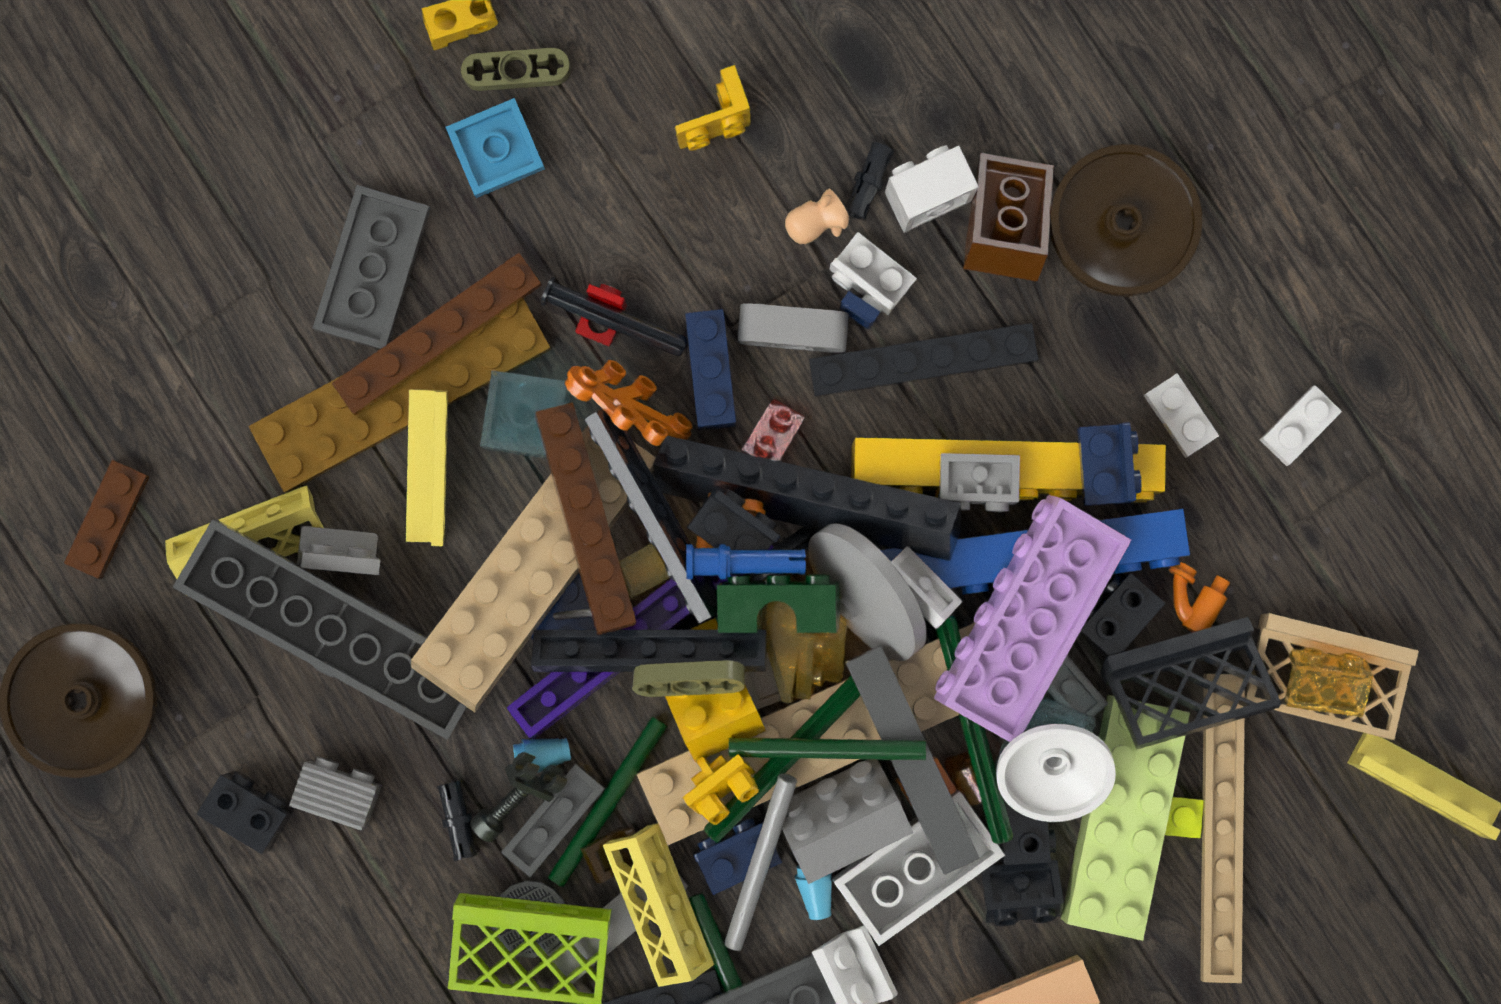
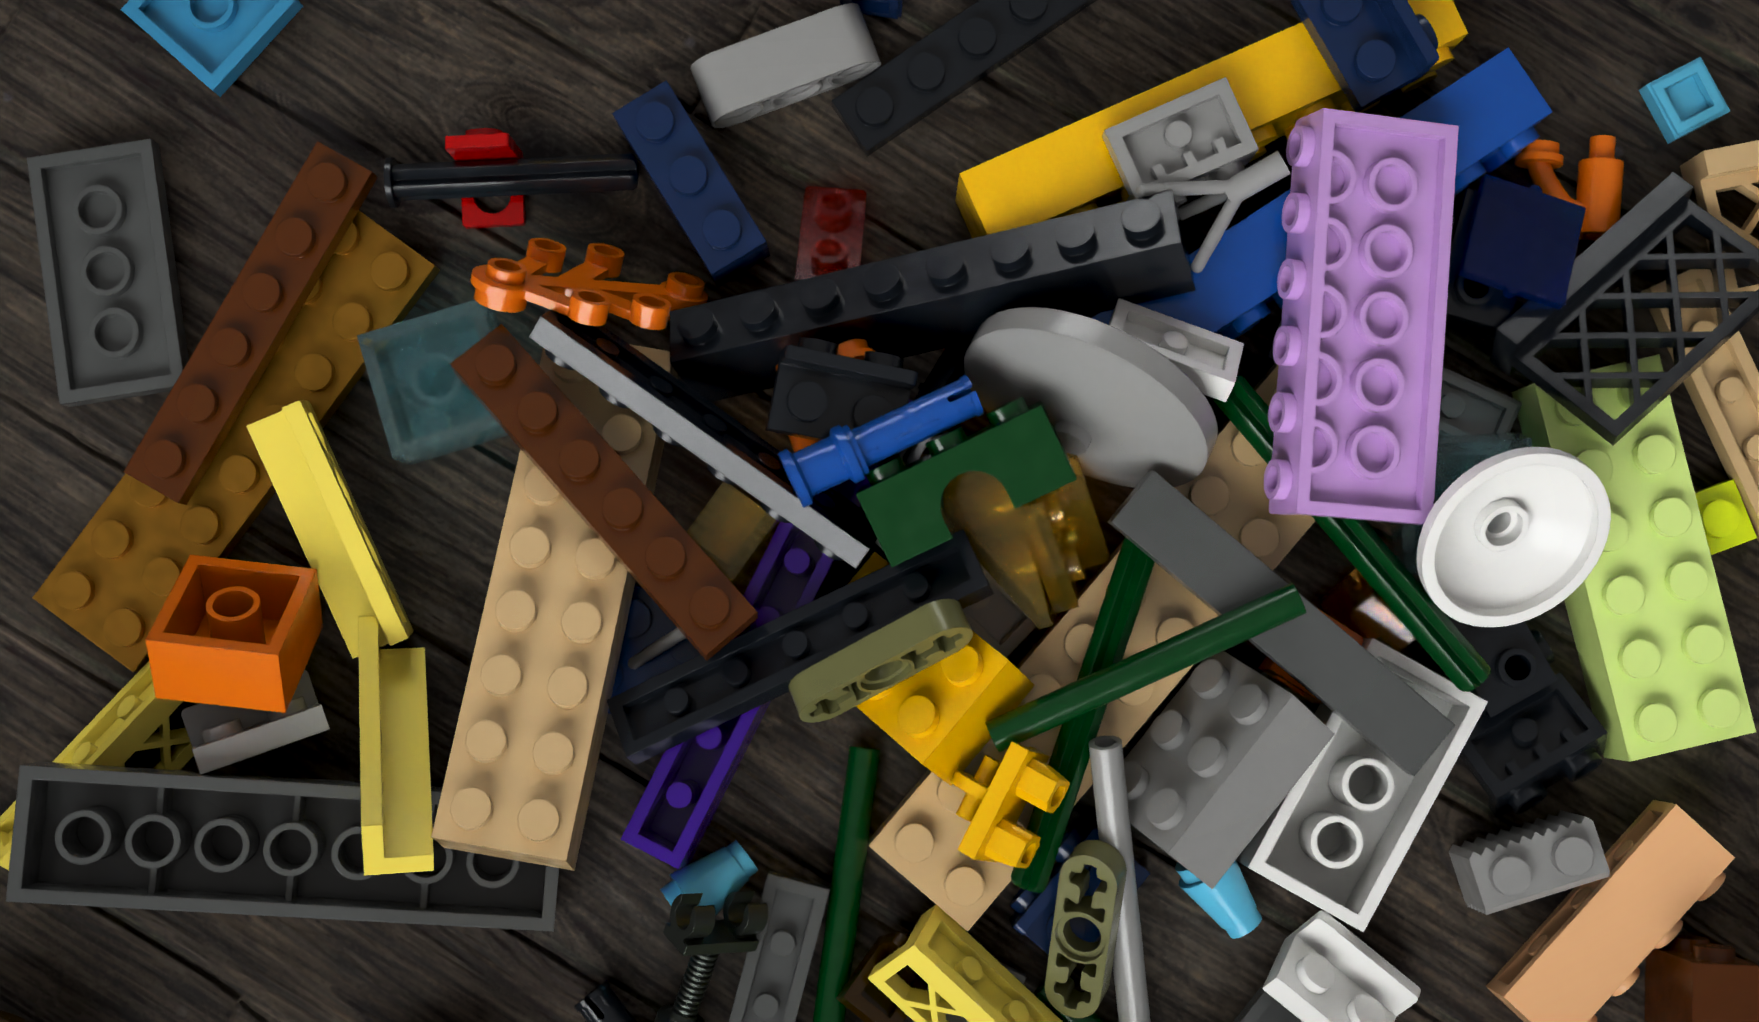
camera: 20 degrees left, 0 degrees up
(352, 500) = (235, 633): none -> orange brick
(408, 605) = (393, 756): none -> light yellow fence
(745, 868) = (1102, 910): none -> olive beam
(989, 954) = (1529, 862): none -> light grey brick
(994, 518) = (1218, 191): none -> light grey plant
(1143, 616) = (1522, 241): none -> clear blue piece
(1279, 579) = (1684, 100): none -> medium azure tile

